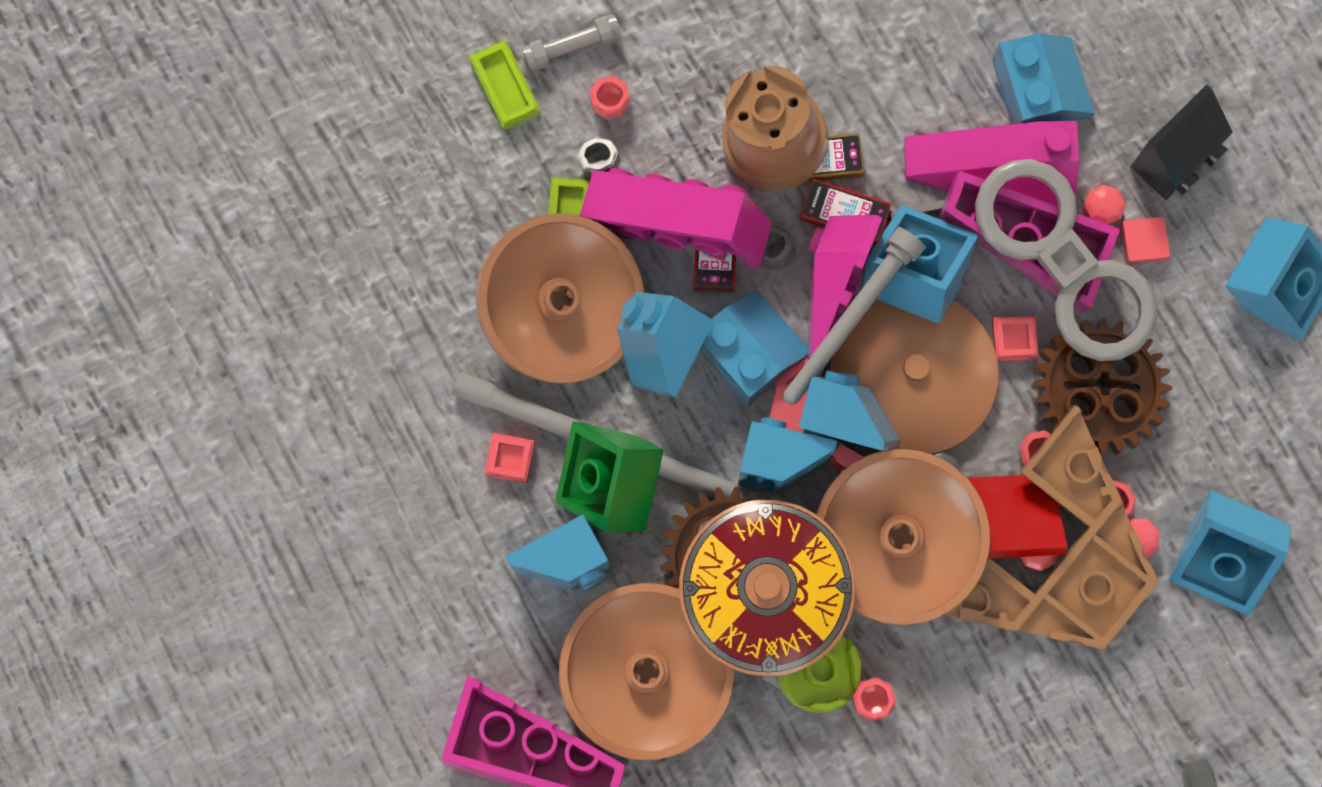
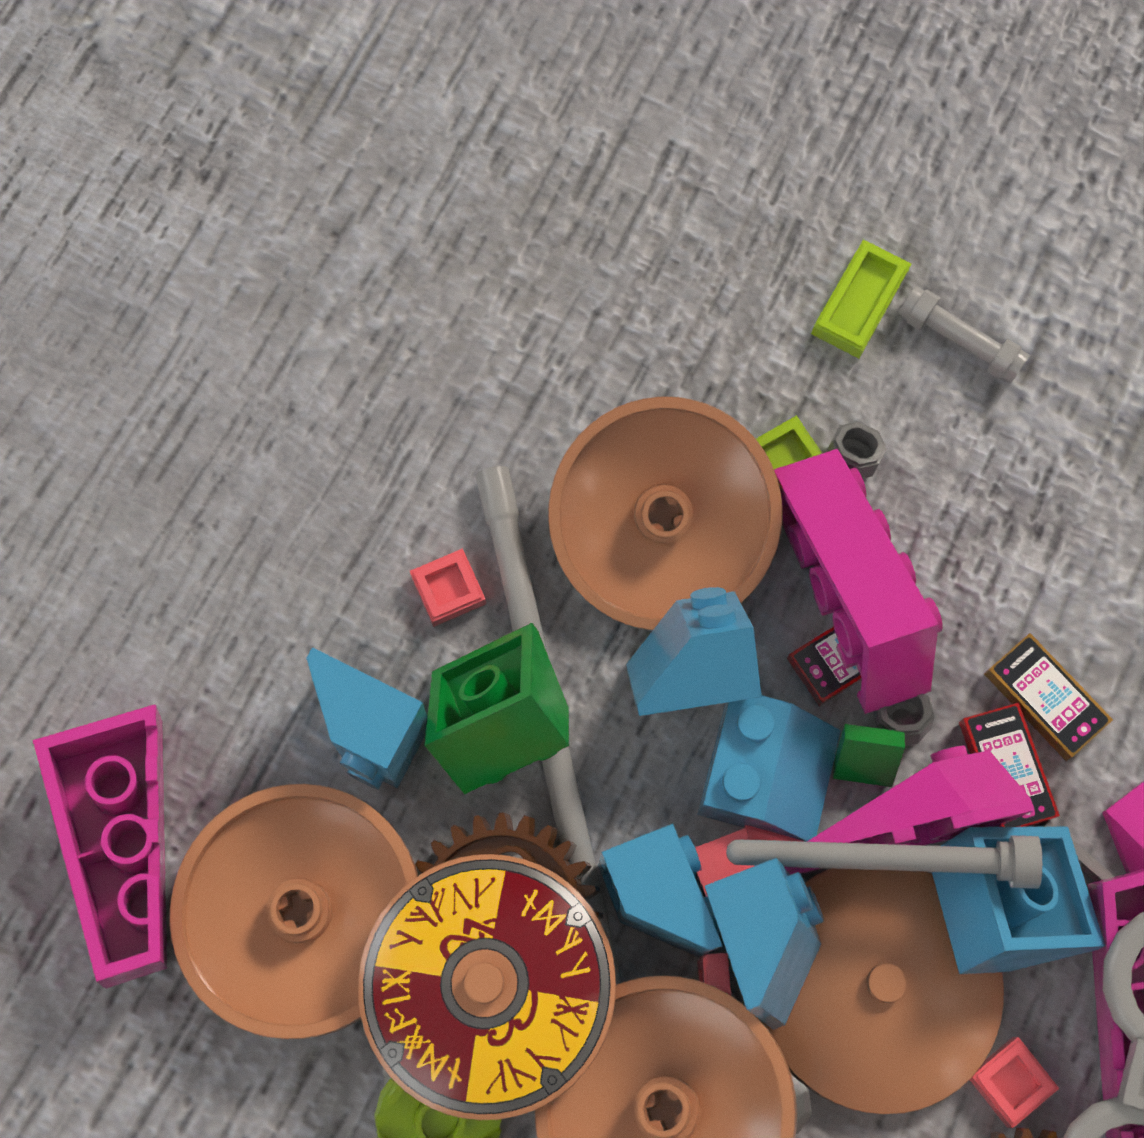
camera: 50 degrees right, 5 degrees down
(610, 97) = (934, 415): coral tile -> none
(749, 148) = (1049, 654): medium nougat piece -> none
(784, 284) = (868, 755): none -> green tile

